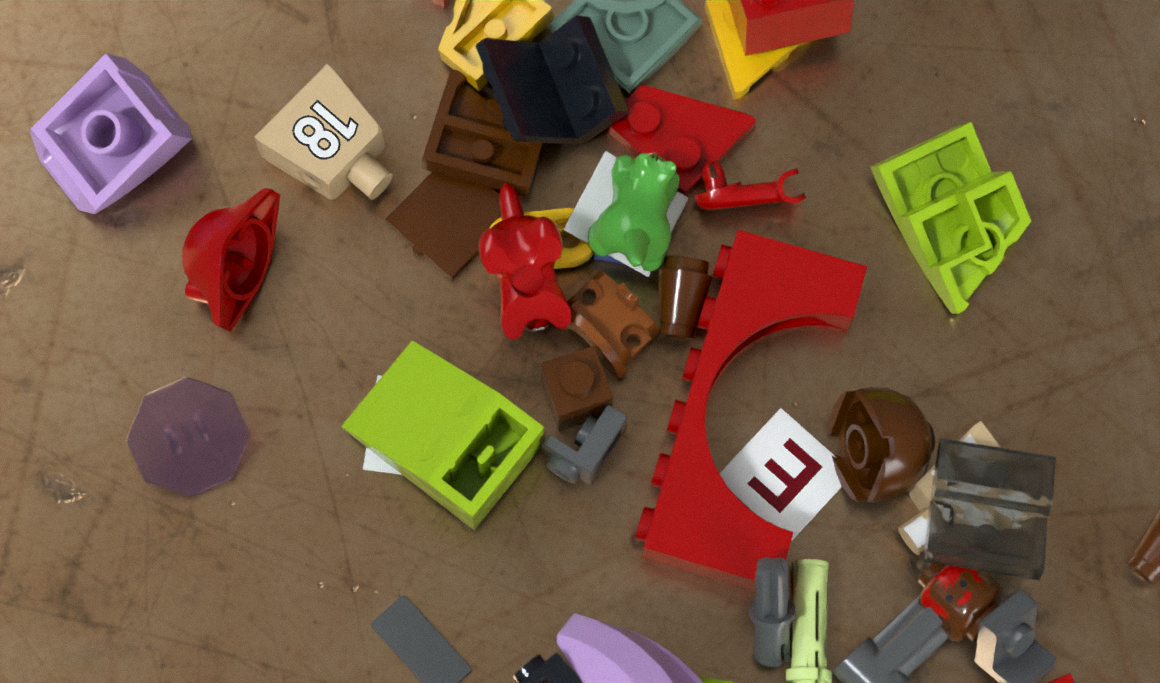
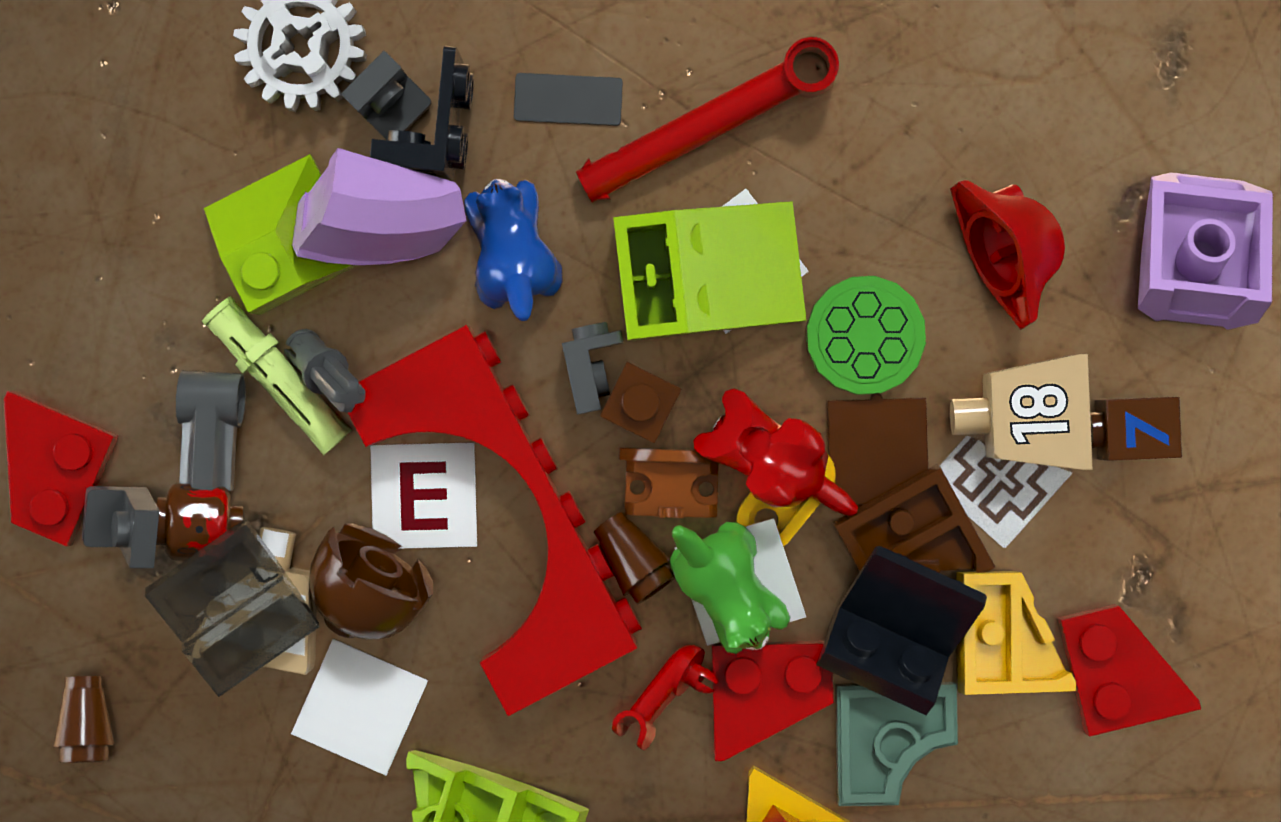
camera: 135 degrees right, 15 degrees up
(188, 436) = (898, 77): piece -> none
(269, 66) = (1136, 428): none -> reddish brown brick
(340, 532) = (707, 121): none -> red piece
(383, 295) = (865, 335): none -> bright green tile
(405, 117) = (999, 492): none -> clear sticker
(567, 568) = (512, 256): none -> blue animal
(963, 378) = (359, 707): none -> white sticker

